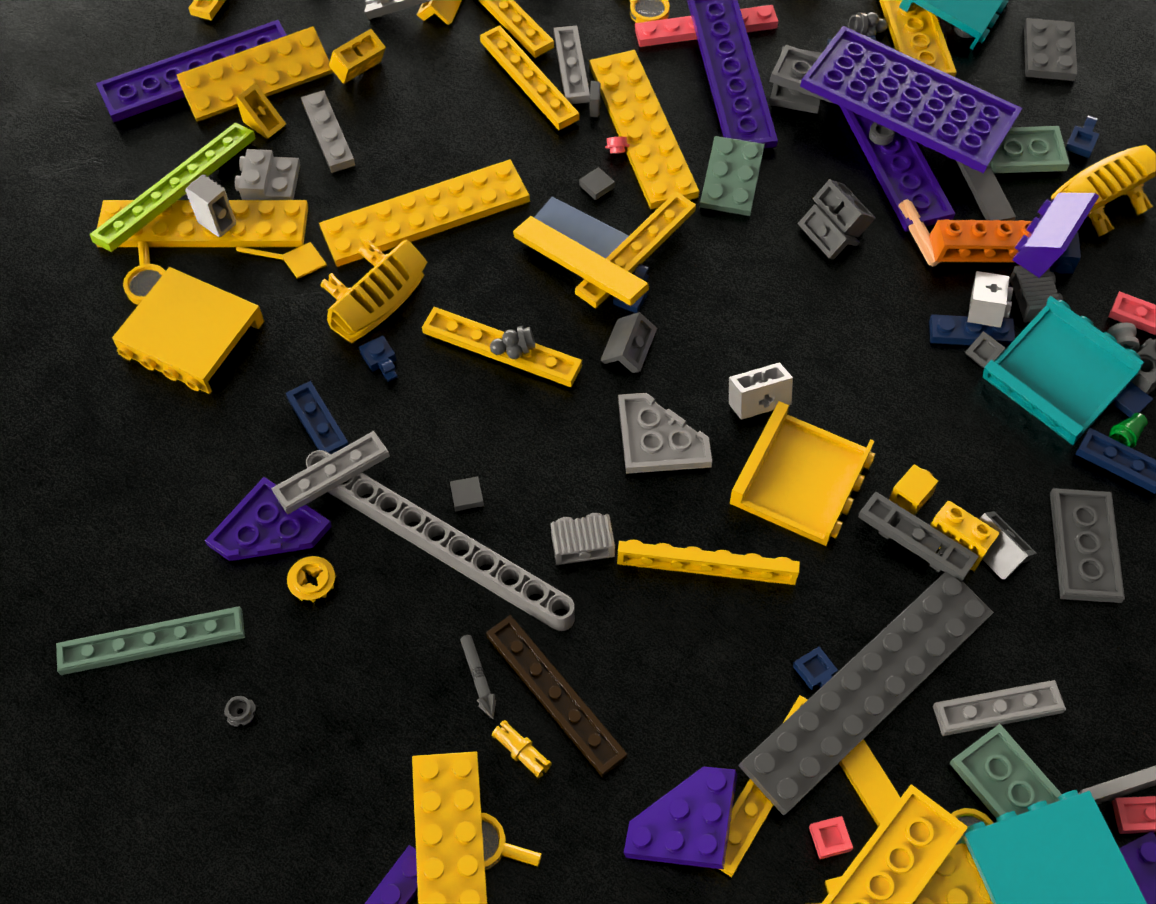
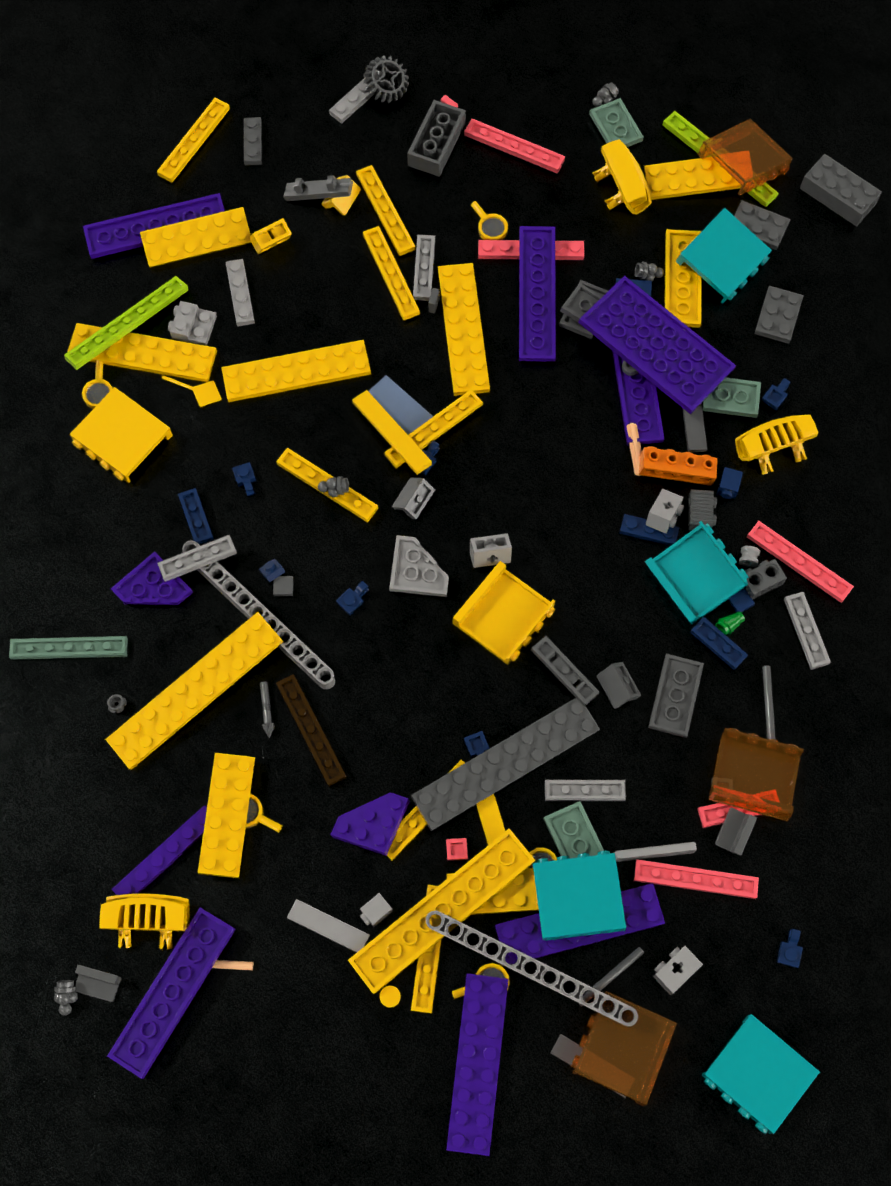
camera: 10 degrees right, 10 degrees up
(211, 205) = (148, 347): light grey brick -> none
(259, 112) = (194, 270): yellow slope -> none
(315, 567) = (177, 618): yellow gear -> none
(357, 671) = (194, 691): none -> yellow plate
(377, 293) = (252, 430): yellow piece -> none
(445, 473) = (272, 570): none -> dark blue plate
(521, 749) = (283, 760): yellow pin -> none
(573, 495) = (350, 599): none -> dark blue plate
(582, 538) = (350, 631): light grey brick -> none
(597, 183) = (420, 369): dark grey tile -> none
(617, 144) = (441, 341): coral plate -> none
(707, 562) = (432, 664): yellow plate -> none
(732, 175) = (516, 381): sand green plate -> none
(825, 232) = (572, 436): dark grey panel -> none
(843, 208) = (586, 422): dark grey brick -> none
(914, 489) = (573, 638): yellow brick -> none
(965, 530) = (596, 673): yellow bracket -> none
(984, 349) = (651, 547): dark grey plate -> none
(1053, 230) = (719, 471): slope -> none

